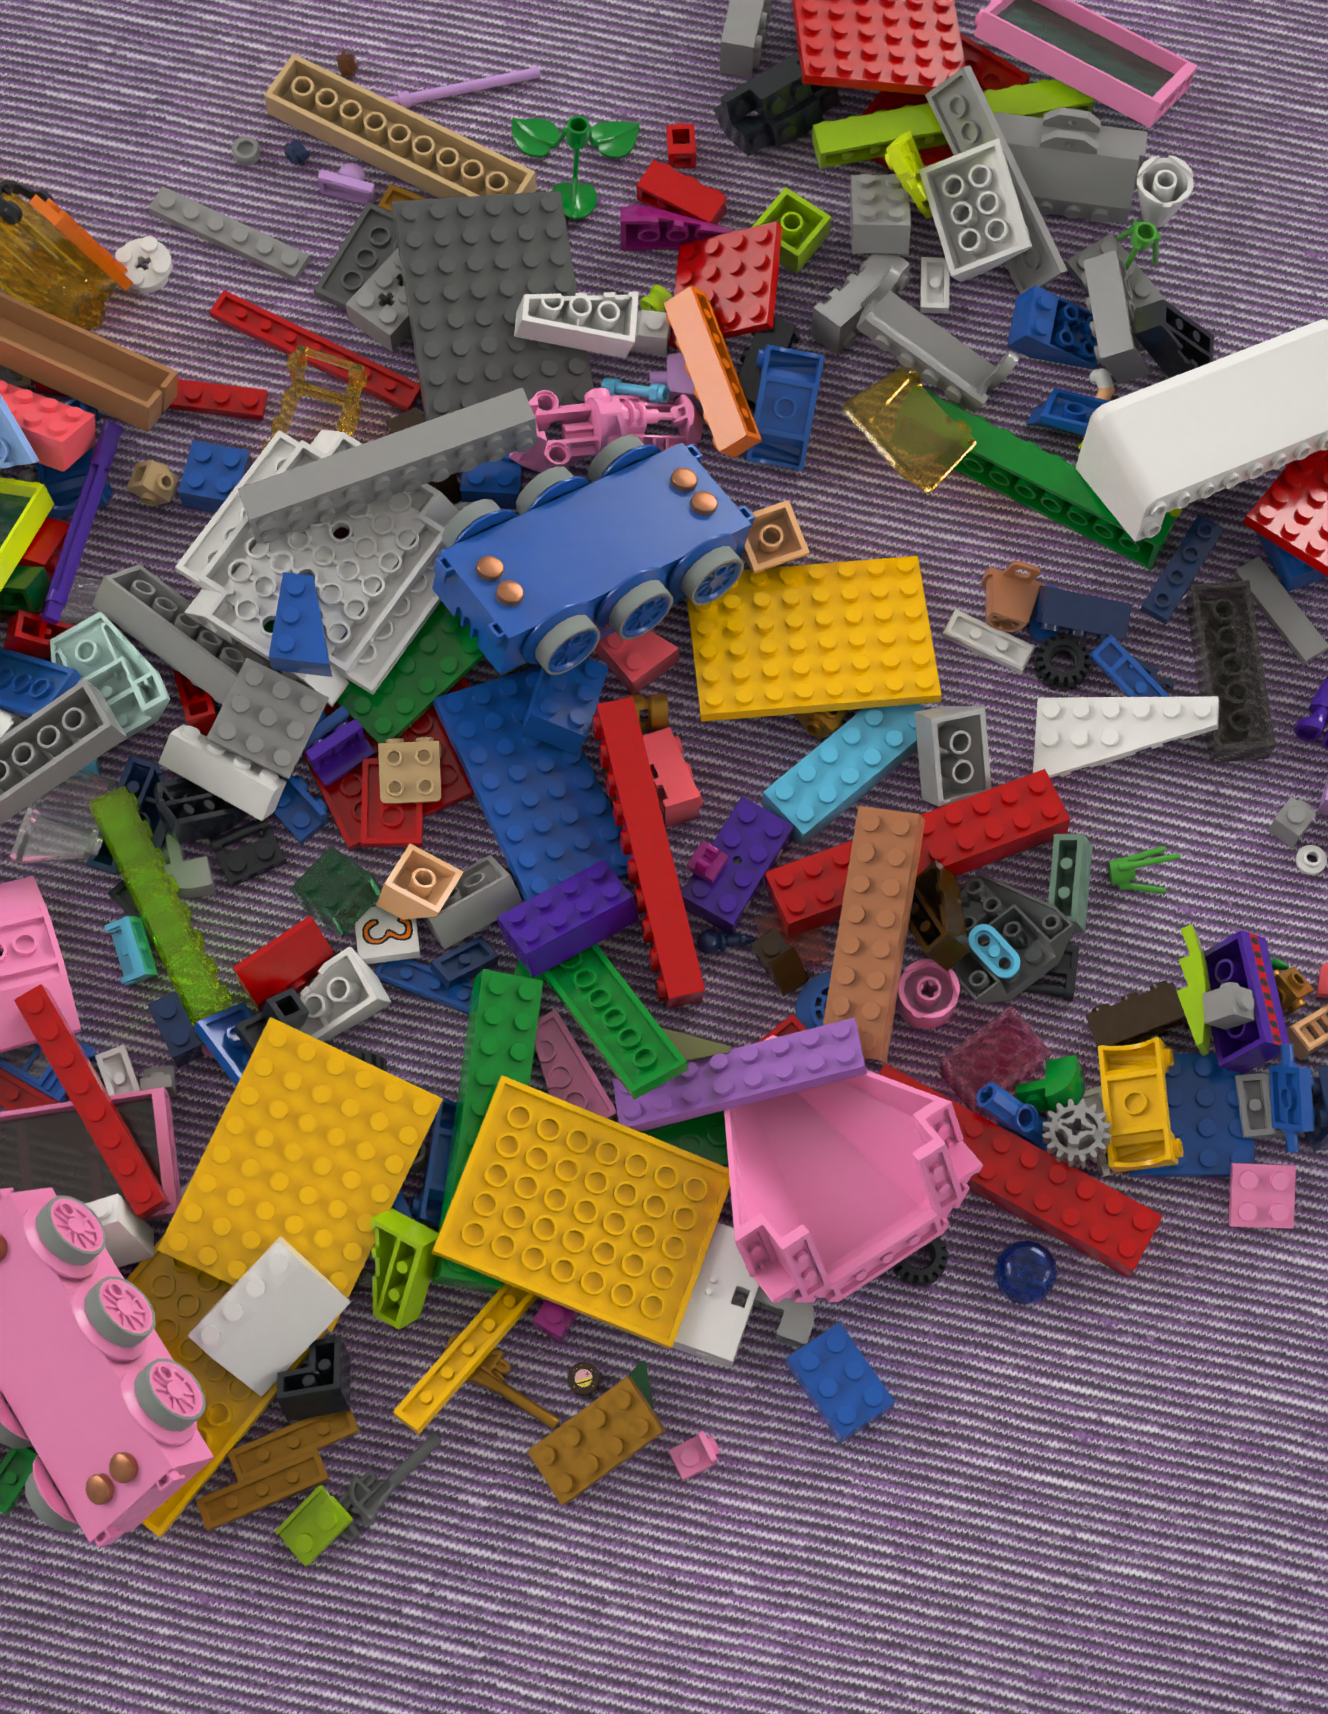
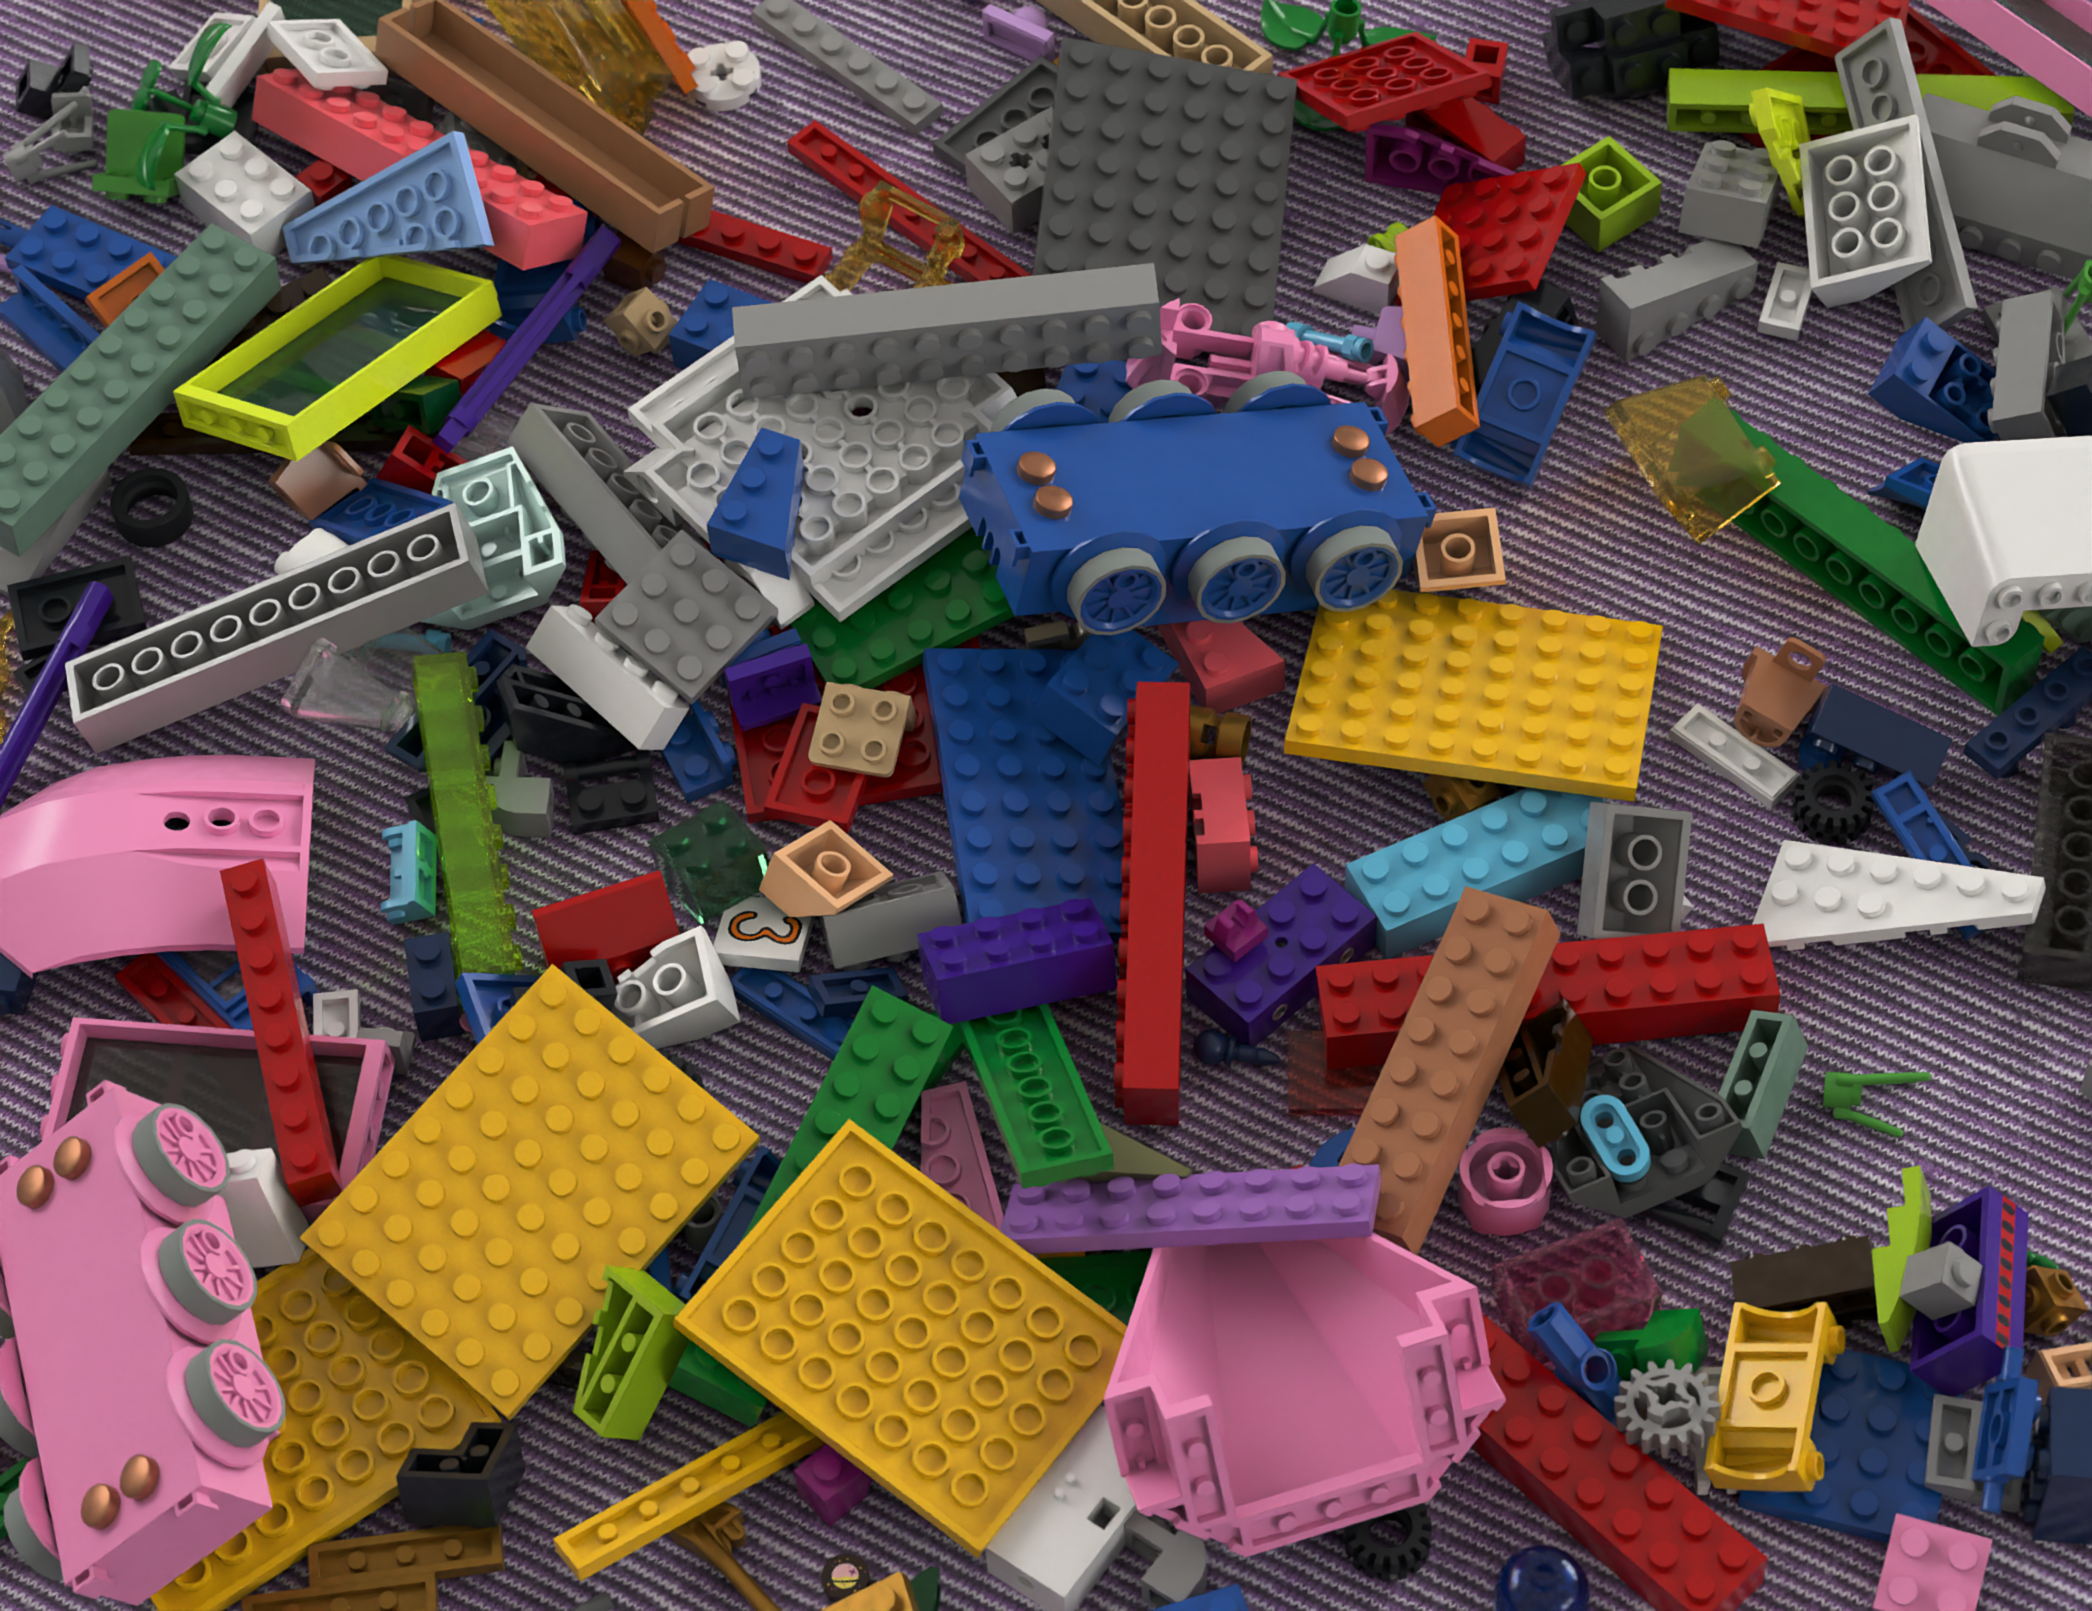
camera: 20 degrees right, 15 degrees down
(133, 438) = (634, 265): none -> reddish brown brick
(269, 1317) = (422, 1364): white slope -> none
(580, 321) = (1271, 233): white wedge -> none
(620, 178) = (1386, 81): none -> red plate
(780, 962) = (1304, 1094): dark brown slope -> none
(928, 347) = (1747, 358): light grey piece -> none

